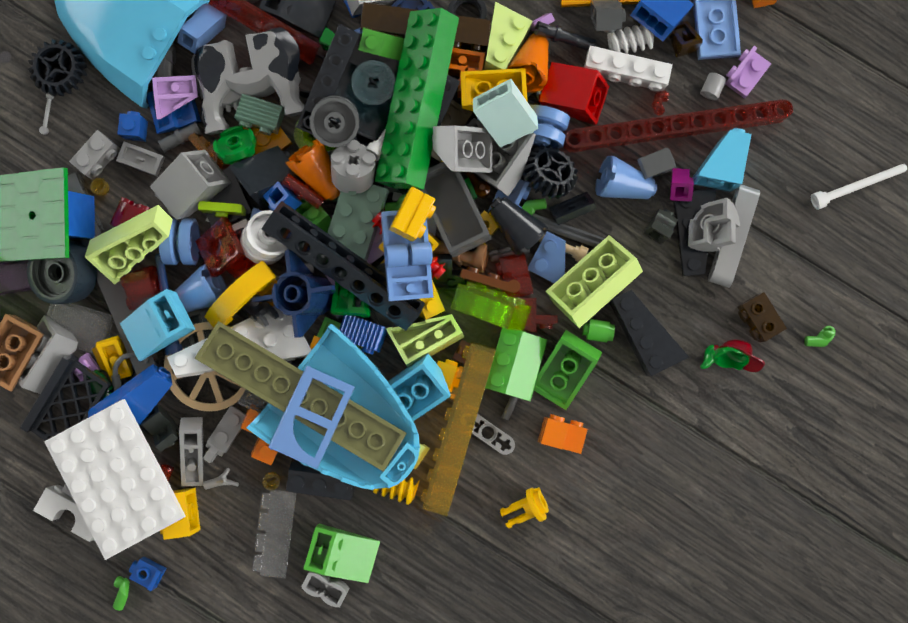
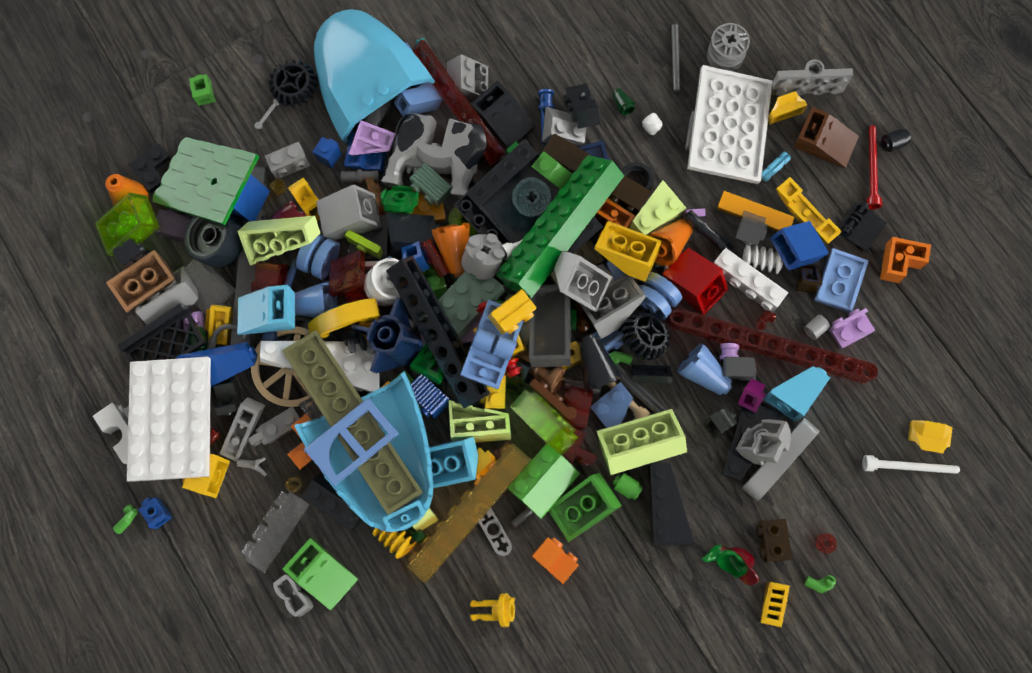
camera: 30 degrees right, 10 degrees down
(136, 187) = (305, 198): none -> yellow brick
(140, 158) = (320, 179): light grey plate -> none
(334, 134) = (474, 215): dark grey wheel -> none
(419, 472) = (419, 536): none -> dark green hand
(505, 113) = (627, 267): light aqua brick -> none
(638, 150) = (729, 350): none -> lavender wheel
(792, 368) = (782, 605): none -> yellow slope
(805, 299) = (820, 543): none -> clear red plate
(866, 146) = (930, 435): none -> yellow slope

